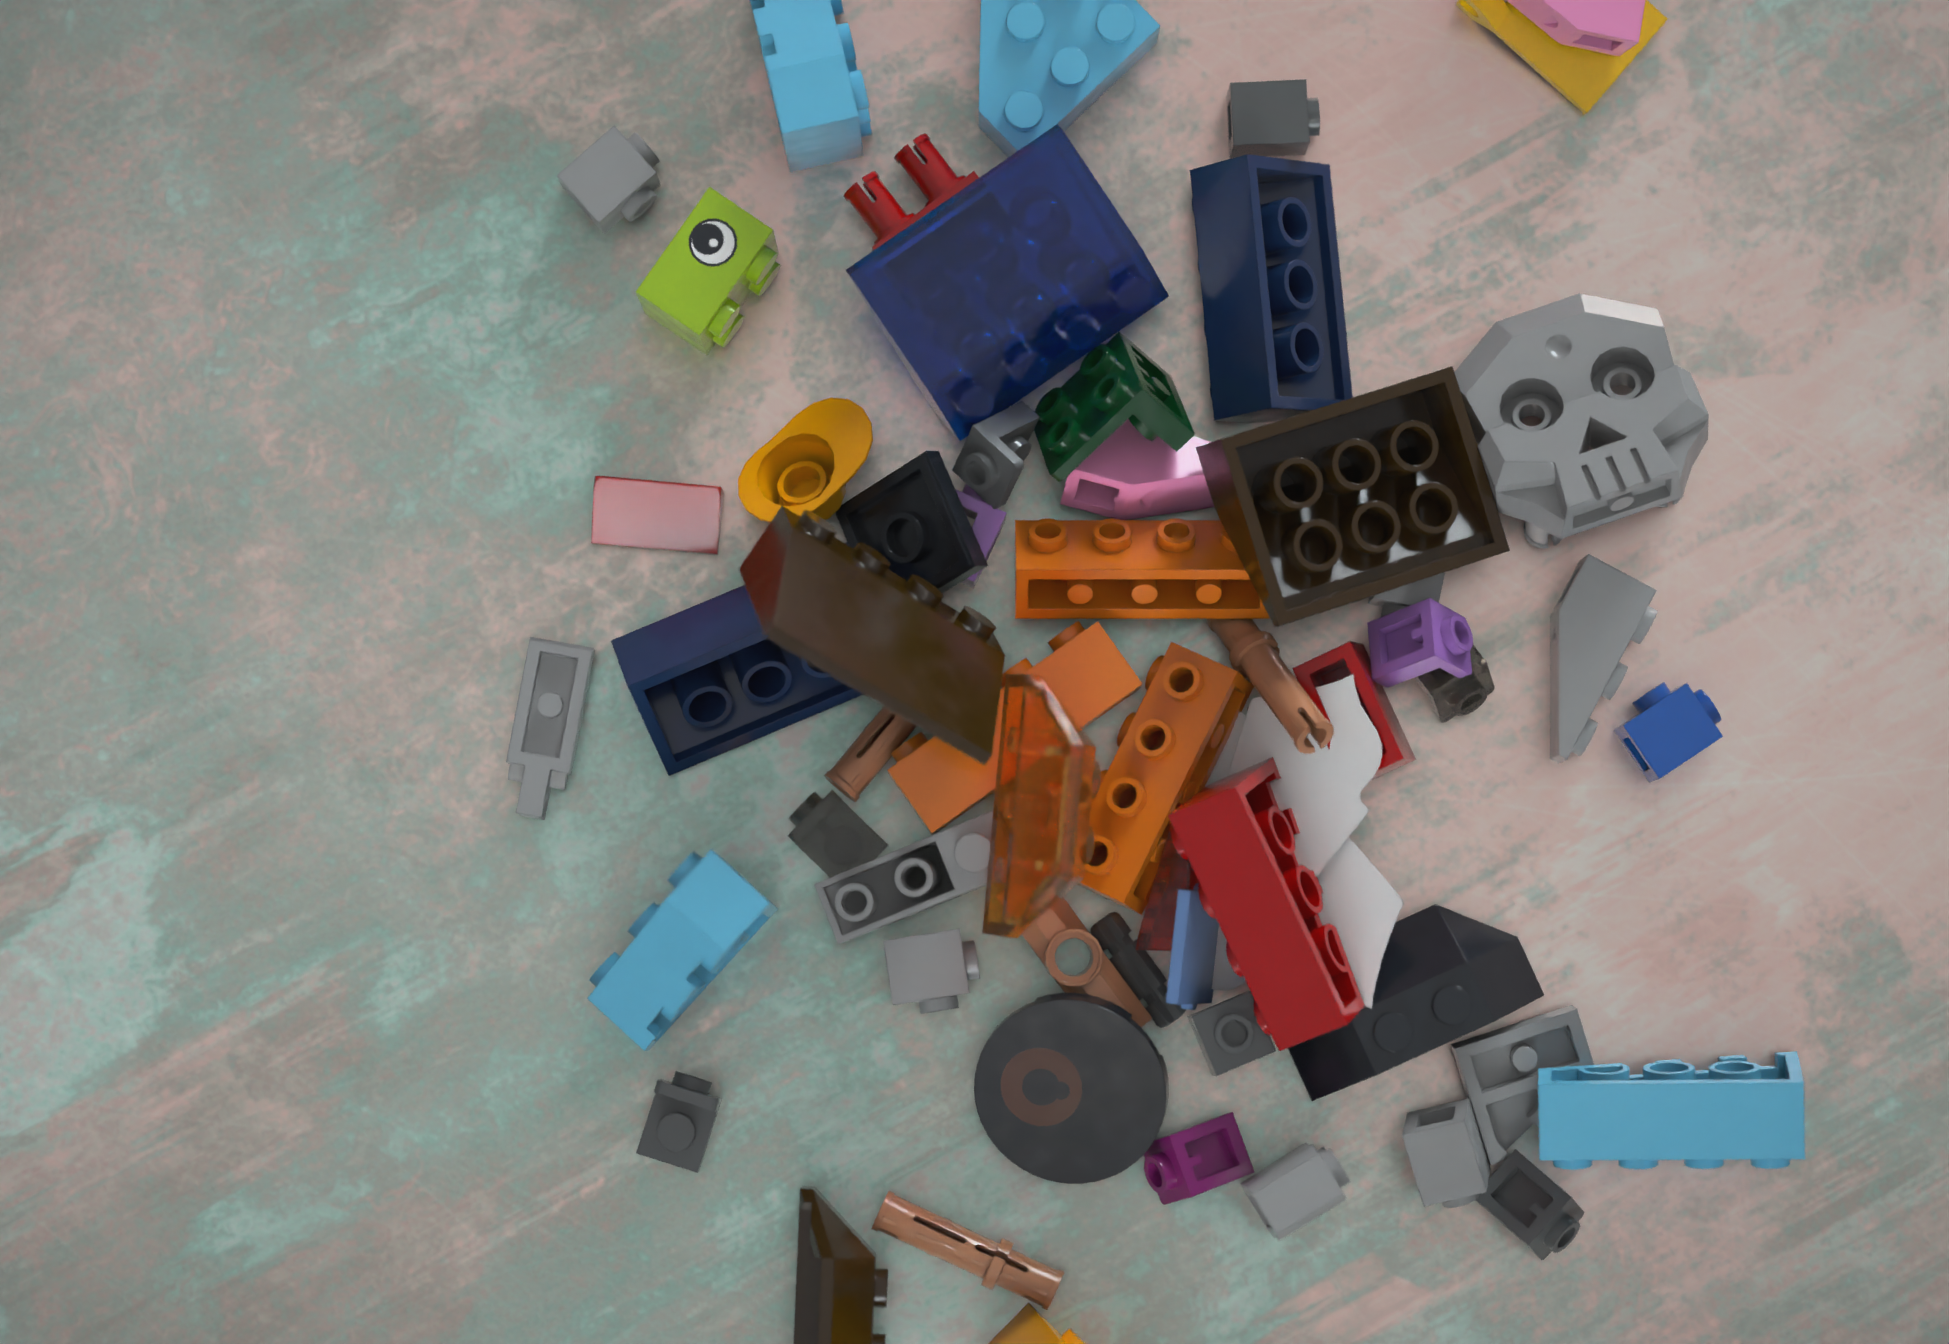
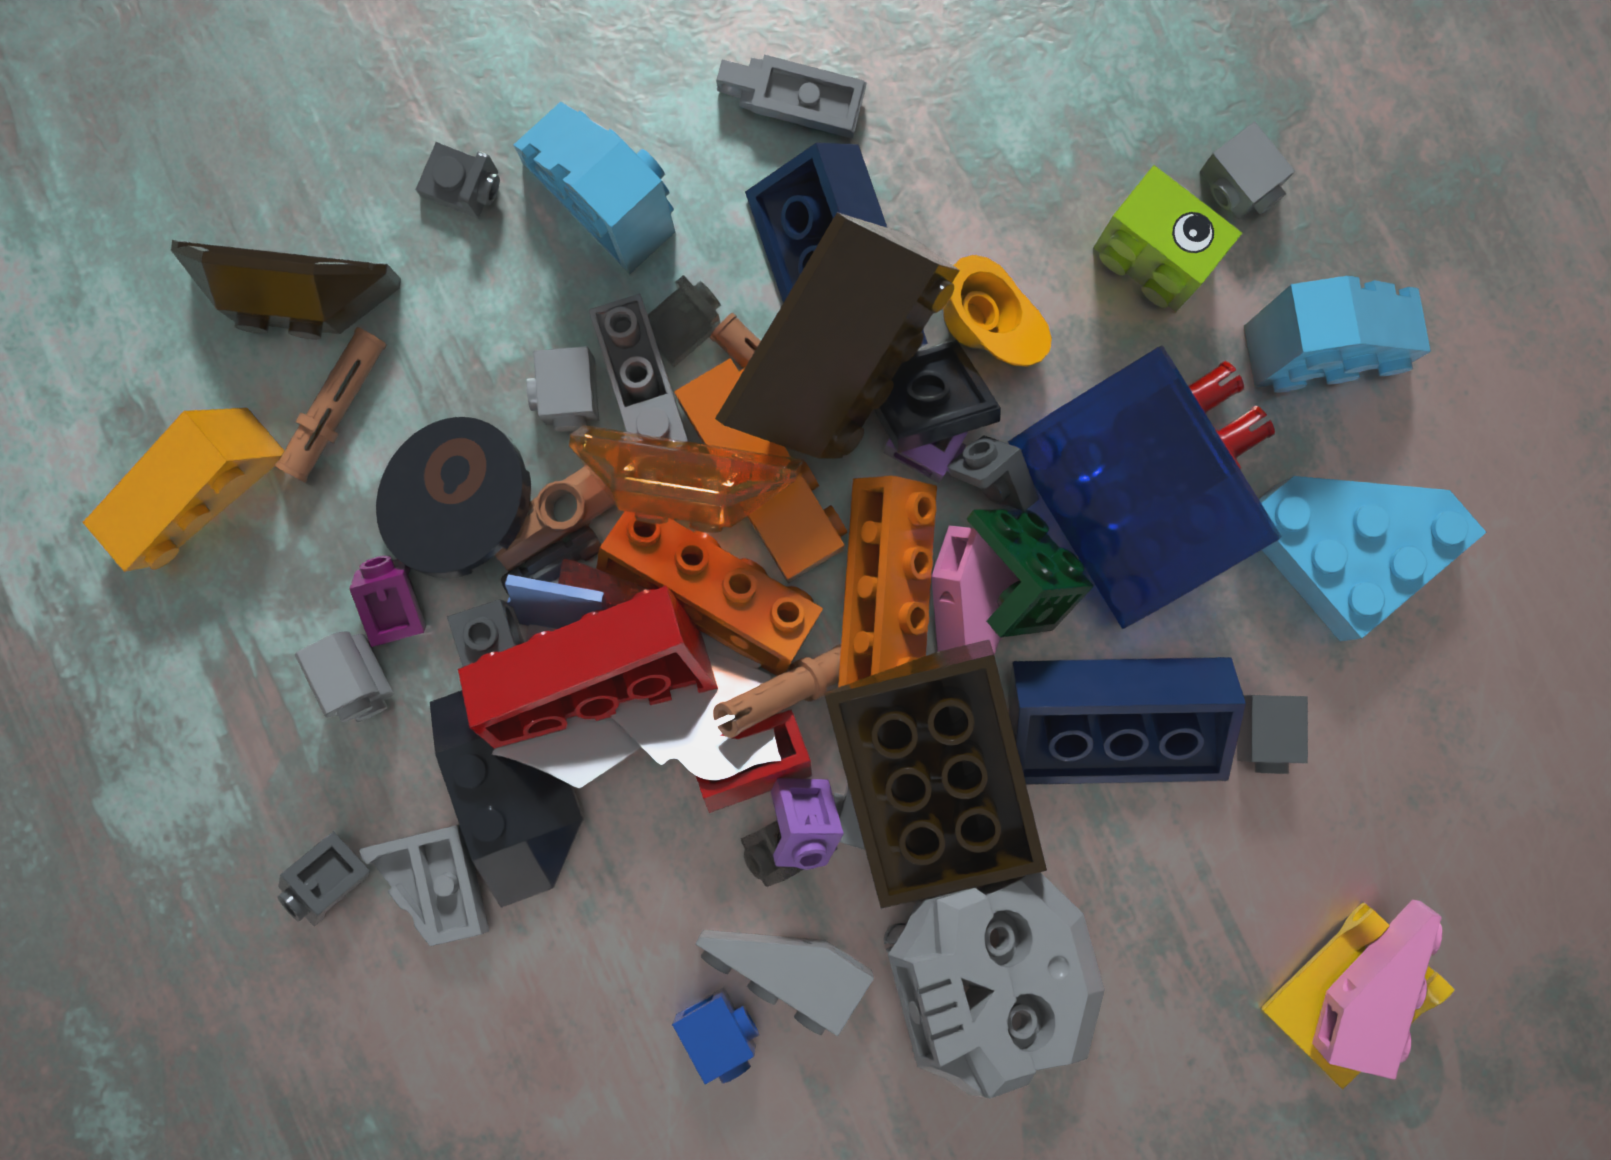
camera: 95 degrees right, 0 degrees up
(656, 515) = (961, 194): slope -> none
(1446, 1154) = (368, 810): light grey brick -> none
(1673, 1113) = (379, 1015): medium azure wedge -> none

